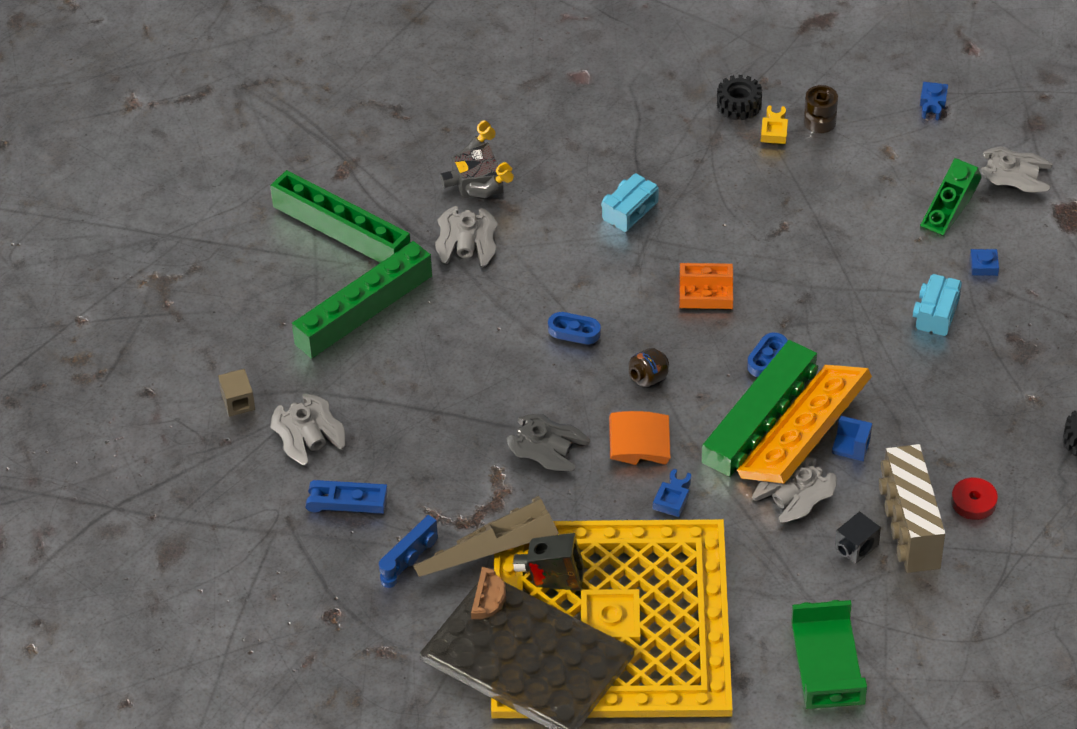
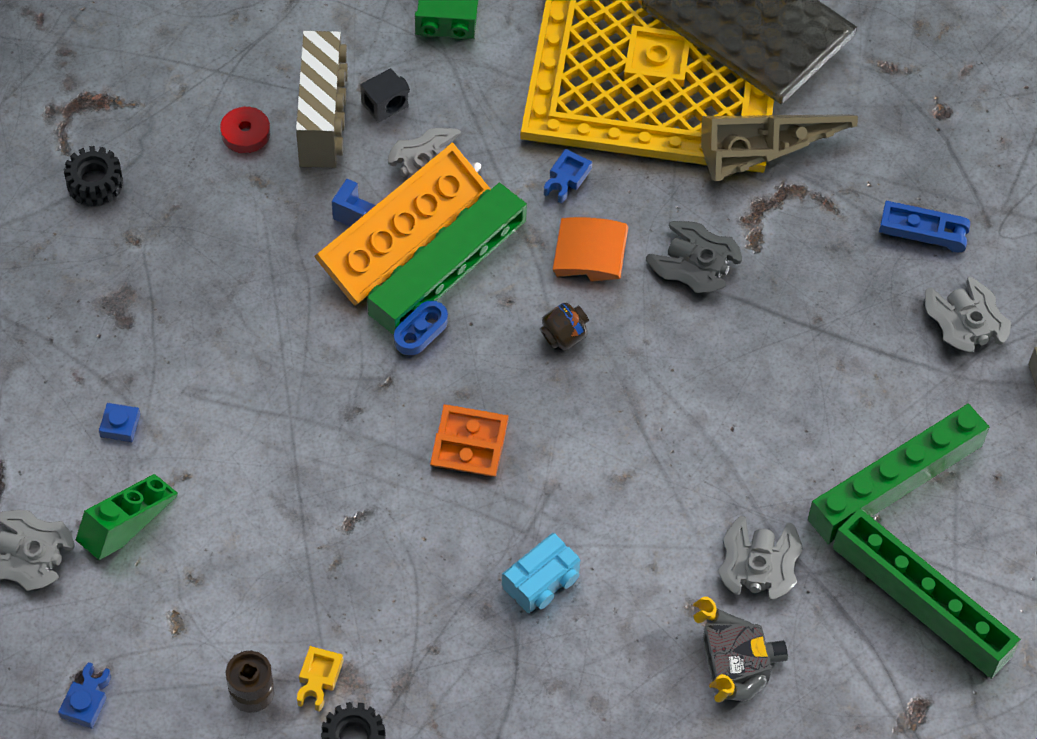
camera: 175 degrees left, 10 degrees up
(407, 551) = (860, 150): blue plate -> none
(489, 595) = (782, 59): medium nougat tile -> none
(553, 562) = (713, 82): pearl dark grey torso -> none
(574, 328) = (643, 399): blue plate -> none
(937, 304) = (200, 359): medium azure brick -> none

